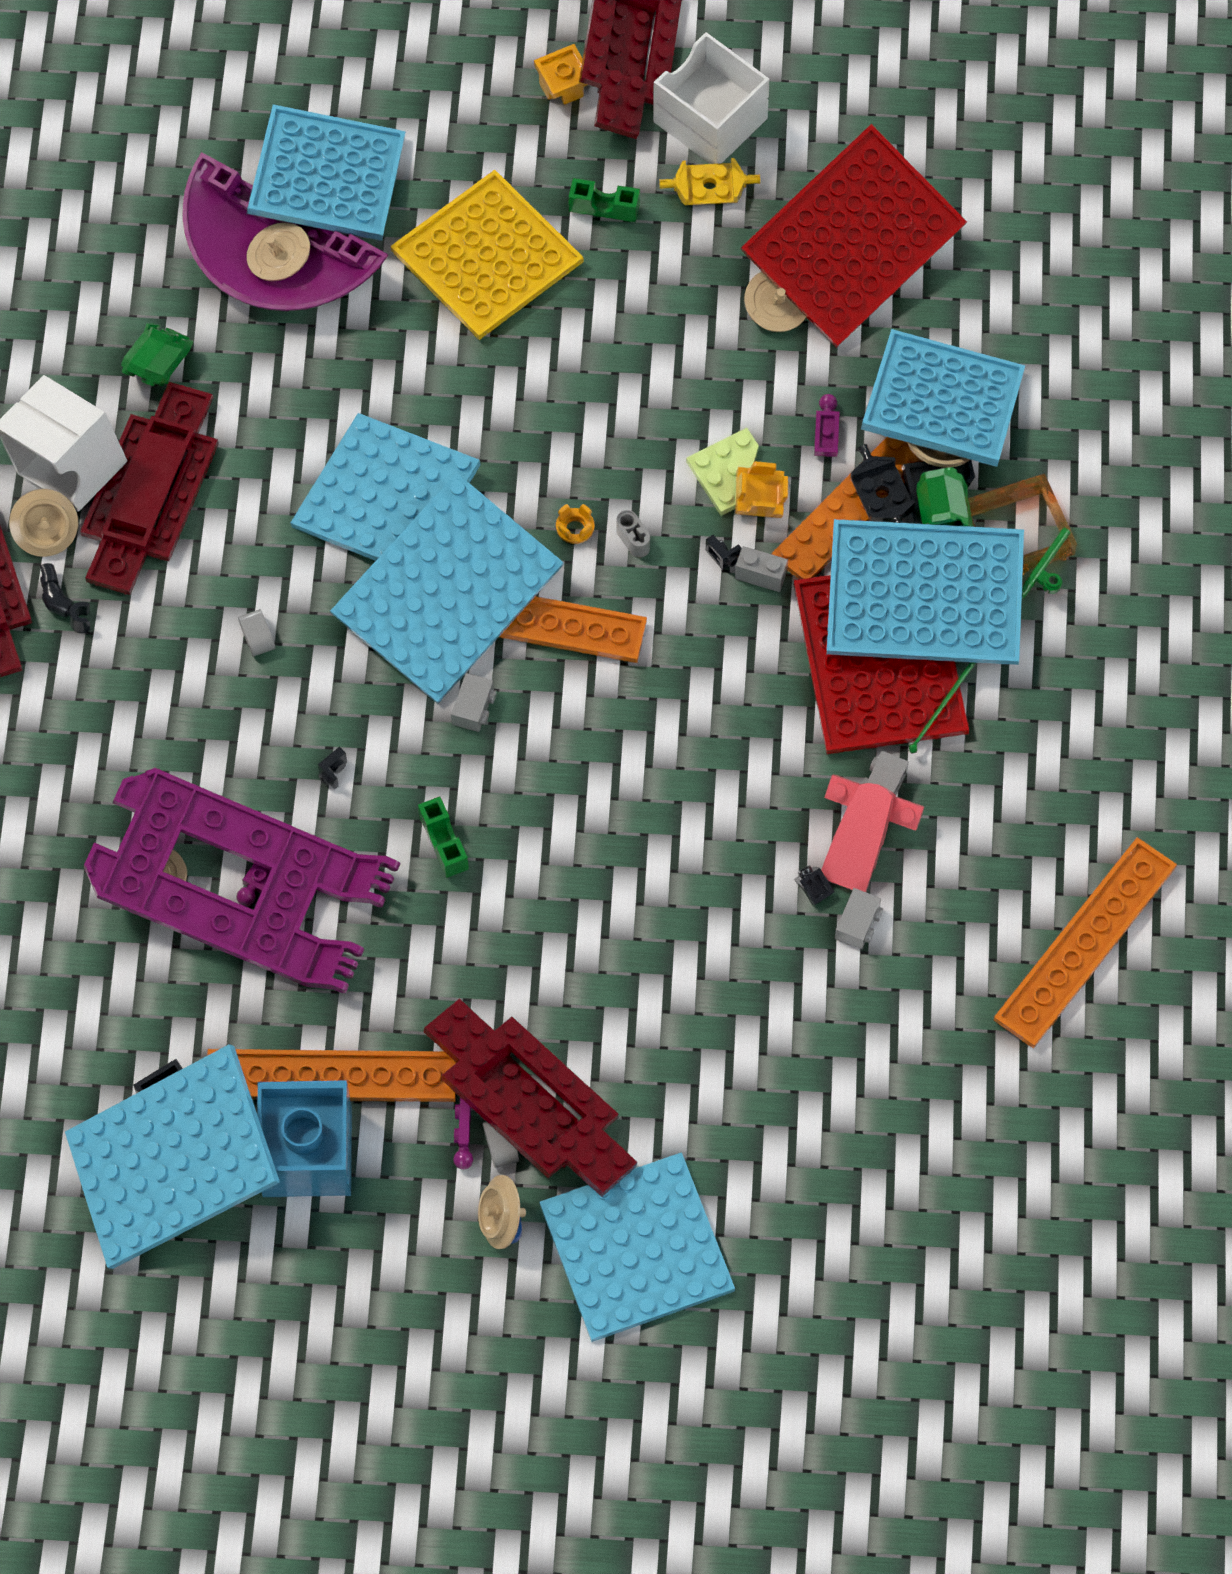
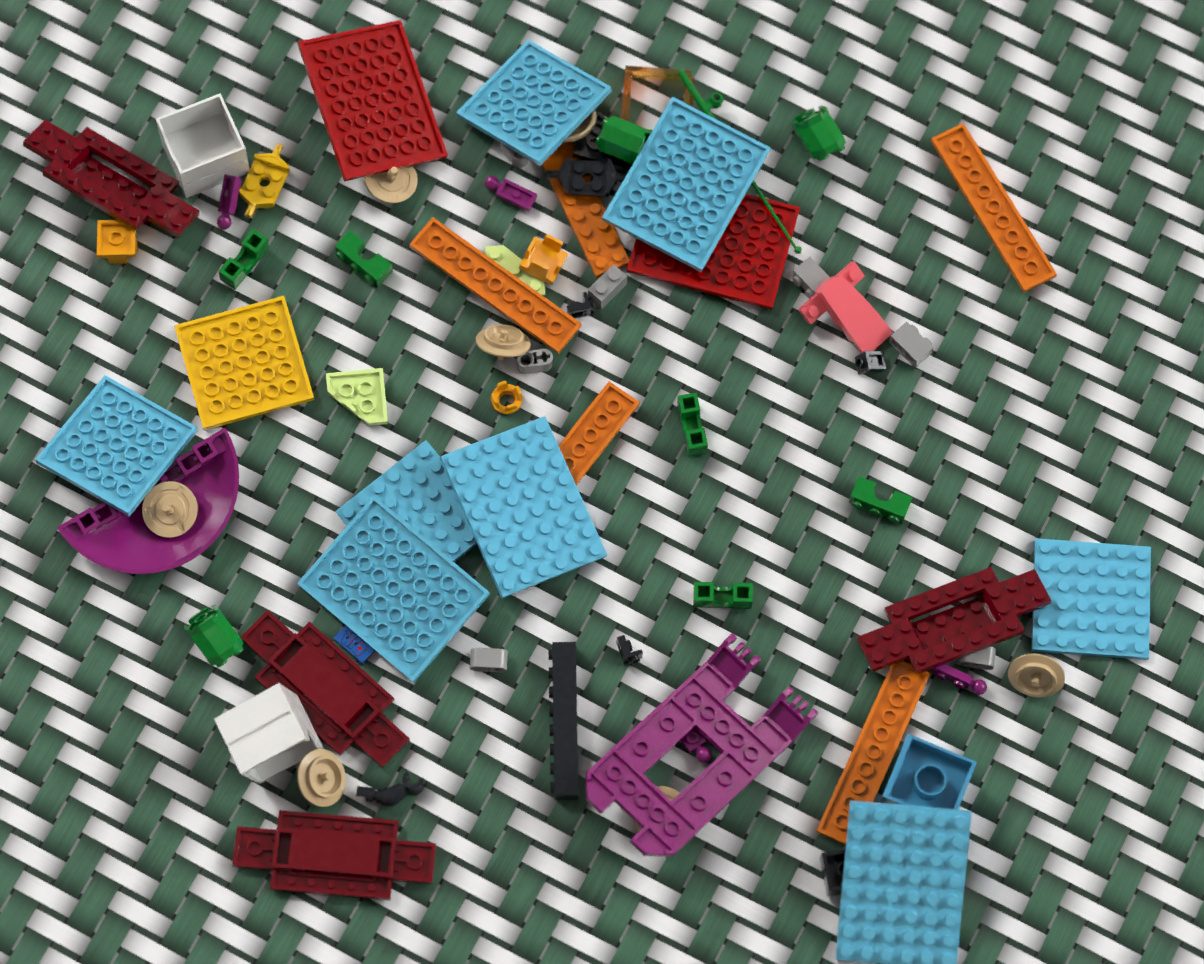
camera: 70 degrees left, 5 degrees up
(215, 496) = (354, 644): none -> blue tile
(226, 733) = (564, 721): none -> black brick
(291, 502) = (393, 588): none -> medium azure plate
(472, 702) = (620, 530): light grey brick -> none
(507, 380) = (360, 393): none -> yellowish green plate
(623, 732) = (691, 424): none -> green arch
(637, 489) = (503, 341): none -> tan piece
(644, 981) = (864, 497): none -> green arch
(665, 158) = (228, 200): none -> magenta plate
(671, 298) = (373, 270): none -> green arch
(700, 454) = (495, 285): none -> orange plate
(1072, 709) = (818, 133): none -> green brick

